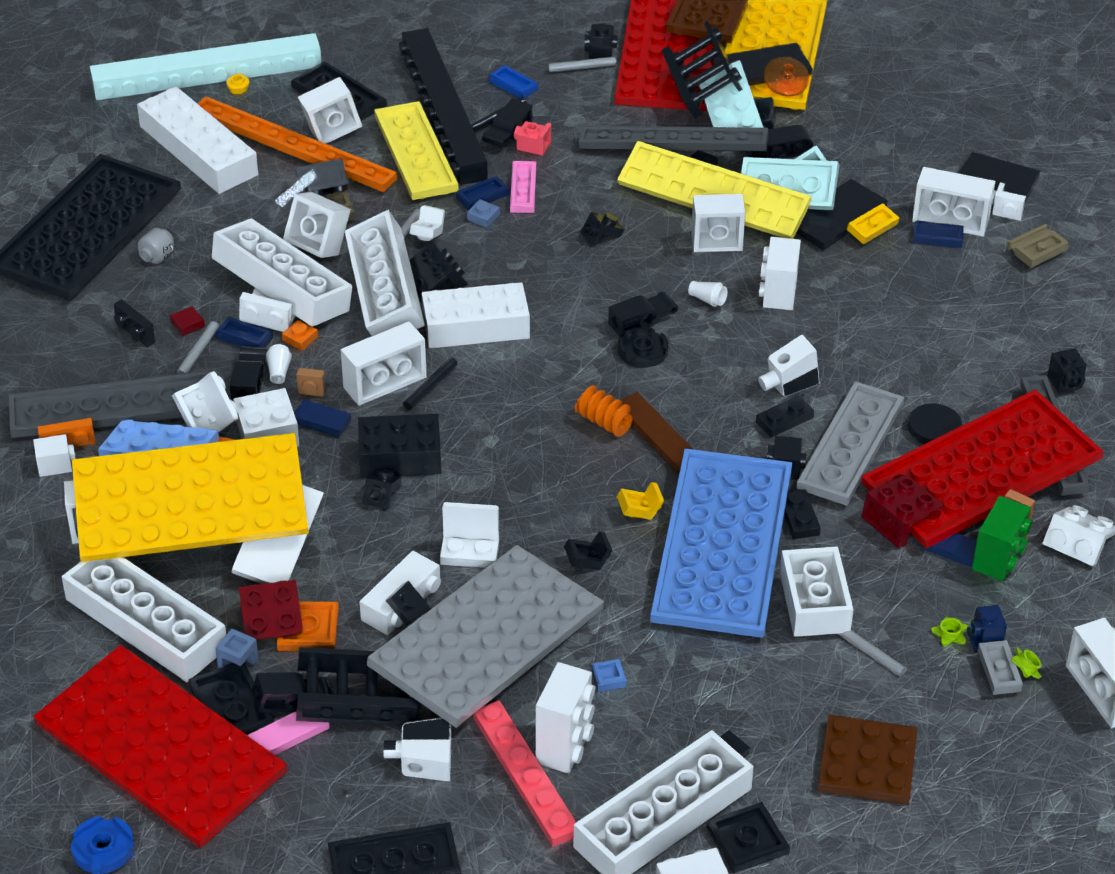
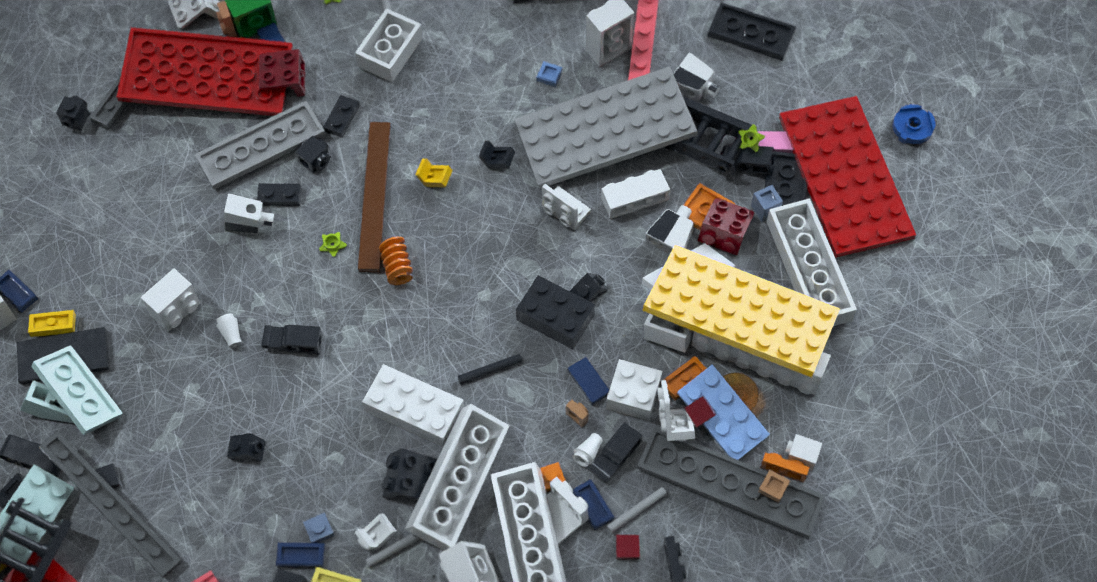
camera: 145 degrees left, 20 degrees up
(66, 403) = (774, 486): none -> medium nougat plate
(180, 419) = (700, 411): none -> dark red tile
(297, 685) = (745, 137): none -> lime plate
(328, 573) = (671, 230): none -> white torso
(383, 363) = (518, 386): white brick -> none
(407, 603) = (639, 167): black plate -> none
(523, 187) = (263, 542): bright pink tile -> none
(643, 347) = (317, 310): black tile -> none
(680, 177) = (134, 426): light yellow plate -> none
(687, 405) = (332, 238): none -> lime plate
(718, 222) = (166, 380): white brick -> none
(722, 543) = (408, 115): medium blue plate -> none
(932, 421) = (193, 130): black tile -> none

